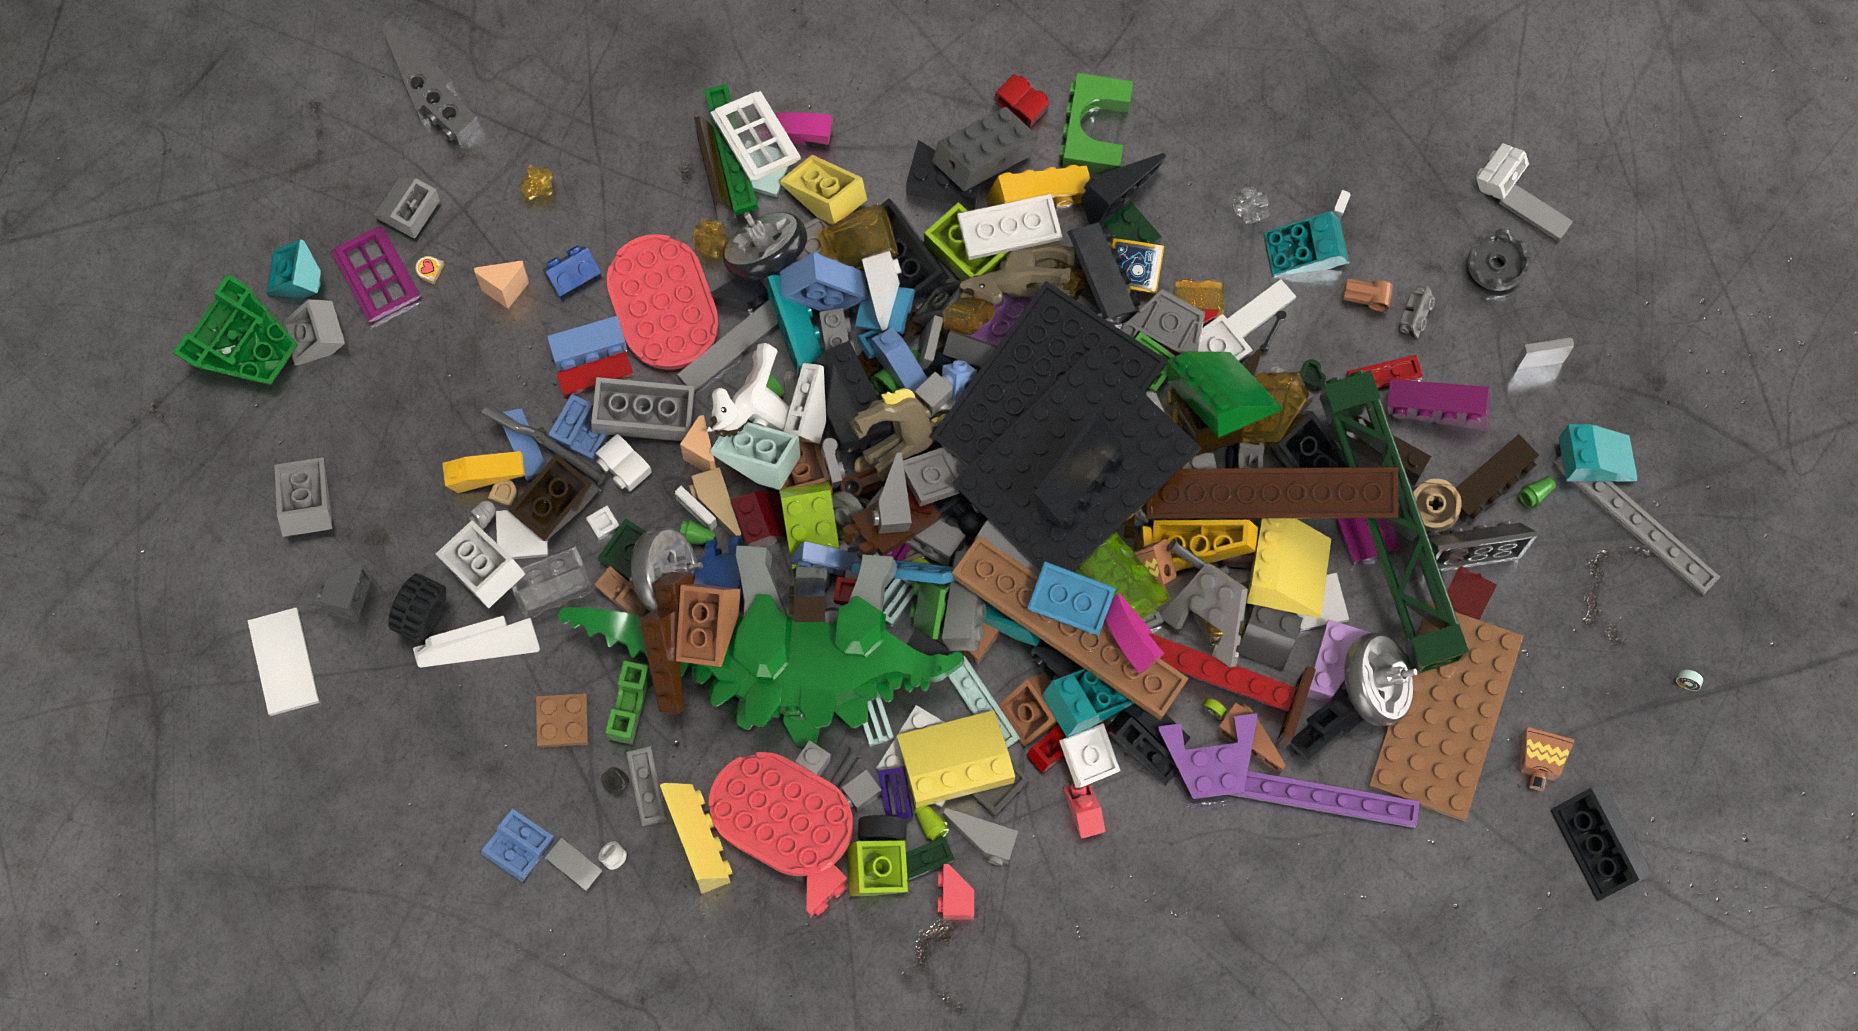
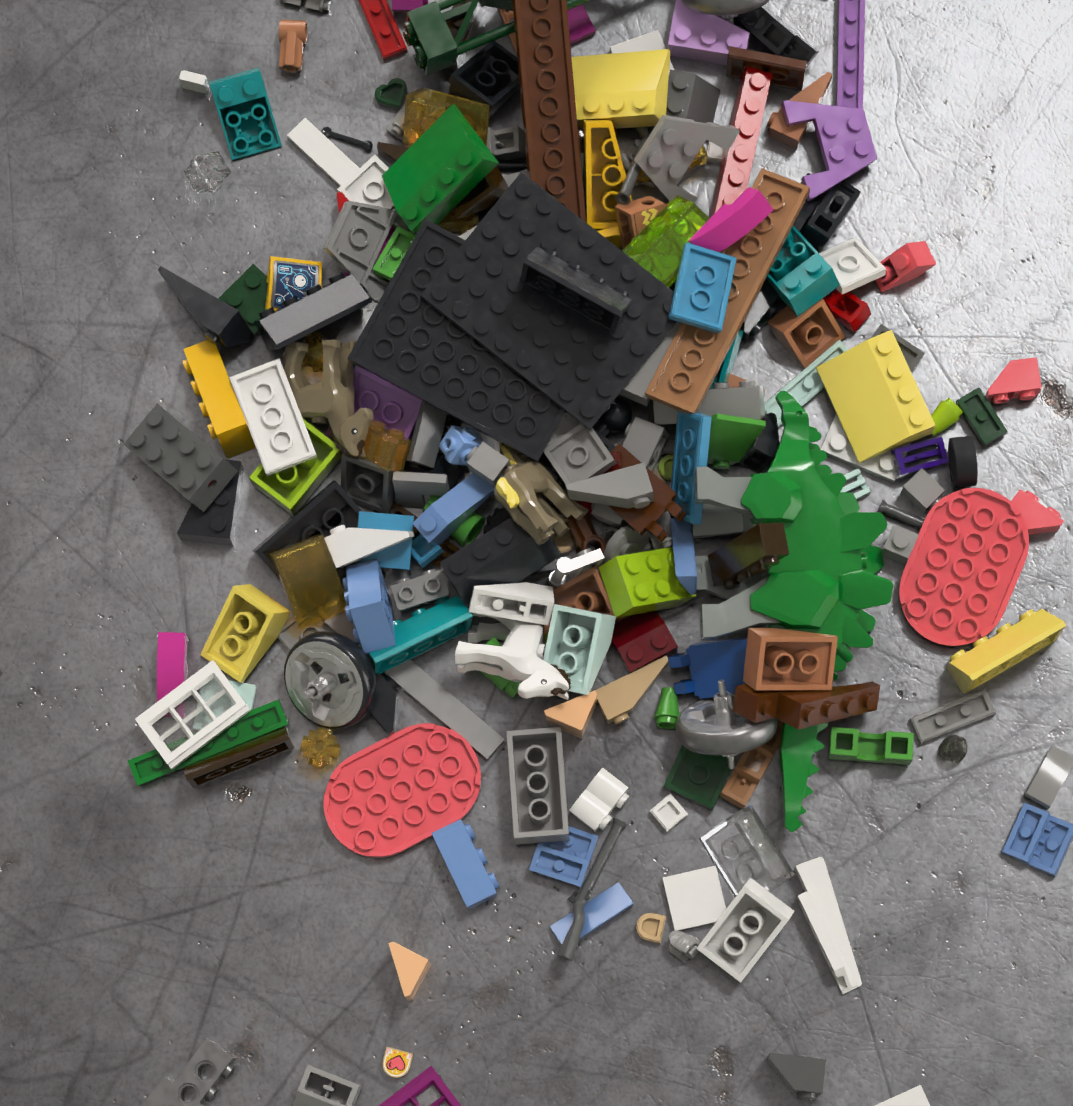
camera: 90 degrees left, 5 degrees up
(417, 607) = (805, 989): black tyre -> none
(482, 470) = (634, 948): yellow slope -> none
(537, 182) = (277, 955): clear yellow rock -> none
(553, 498) = (654, 867): dark brown slope -> none
(562, 720) = (896, 817): medium nougat plate -> none
(571, 270) = (377, 899): bracket -> none
(584, 376) = (498, 851): red tile -> none
(612, 855) = (1033, 738): white tile -> none
(695, 508) = (640, 712): white tile -> none
(843, 590) = (720, 526): red plate -> none
(877, 868) = (1005, 462): lime slope -> none
(986, 837) = (951, 355): light grey slope -> none
(1022, 99) = (108, 431): red brick -> none
(1089, 94) = (159, 364): bright green arch -> none
(1203, 295) = (321, 212): clear yellow brick -> none
(1214, 708) = (775, 151): lime tile -> none

